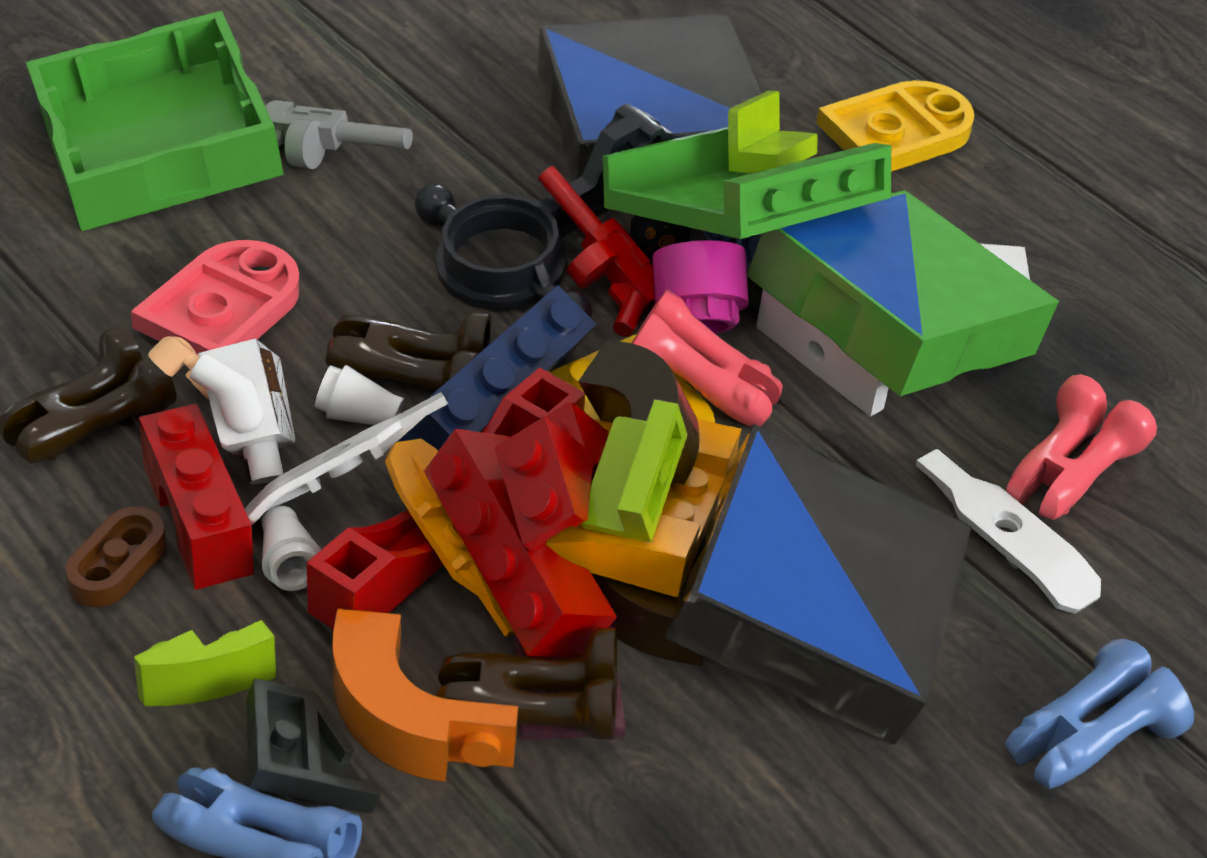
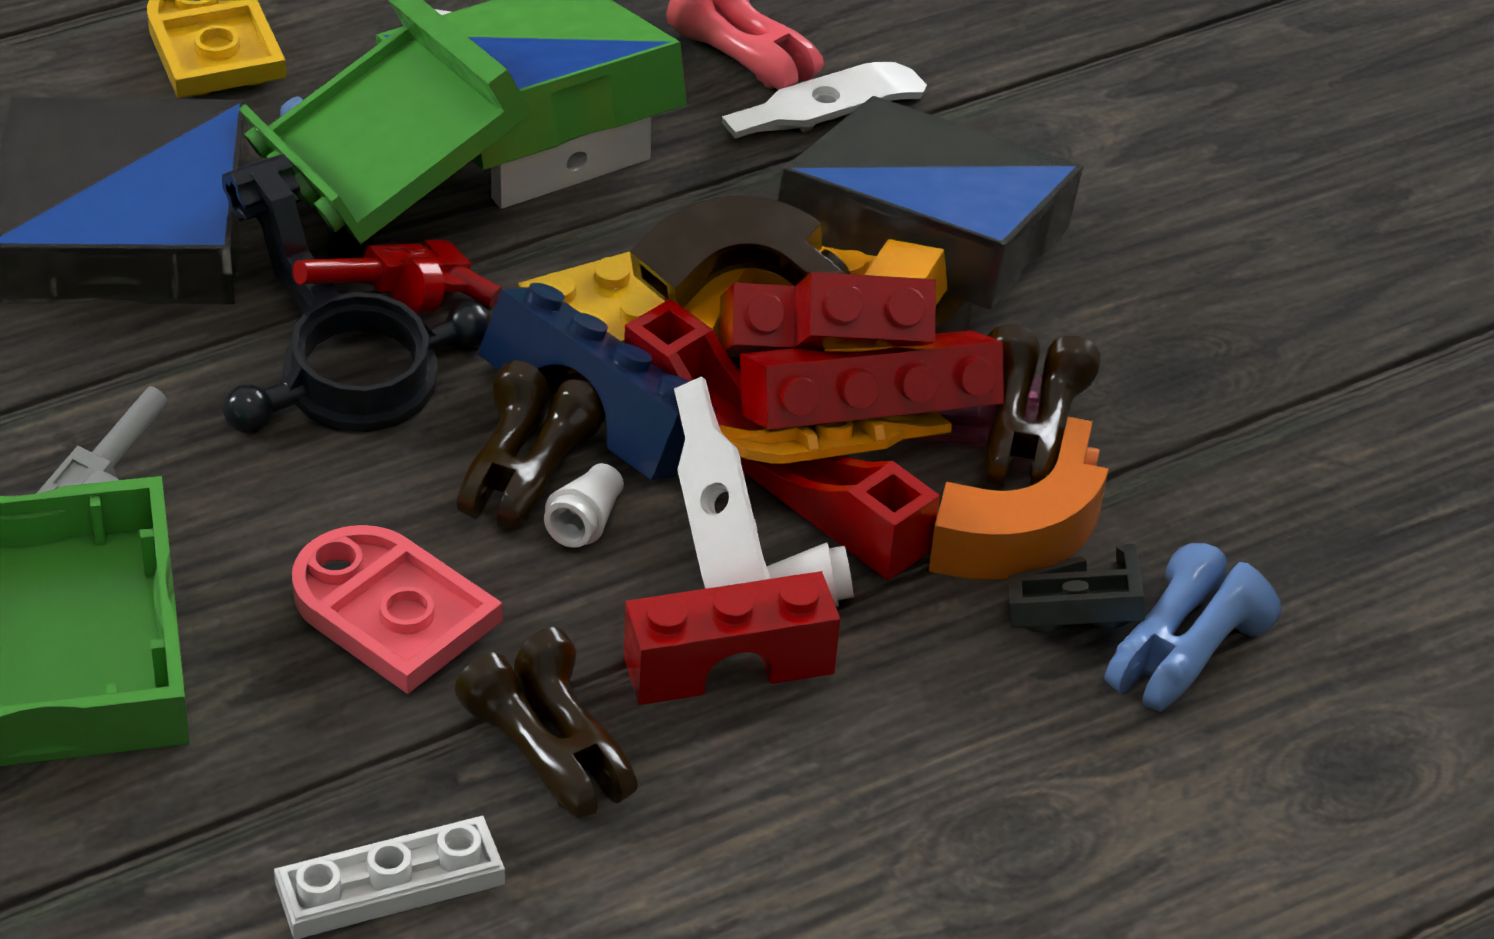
camera: 80 degrees left, 0 degrees up
(109, 563) = (809, 717): reddish brown plate -> none
(190, 673) = (977, 657): lime slope -> none
(244, 395) = (602, 561): white torso -> none
(636, 473) = (860, 233): lime panel -> none
(707, 278) = (486, 210): dark pink piece -> none
(720, 372) = (584, 236): coral piece -> none
(756, 137) = (298, 98): lime panel -> none
(1075, 746) = (1083, 121): medium blue piece -> none

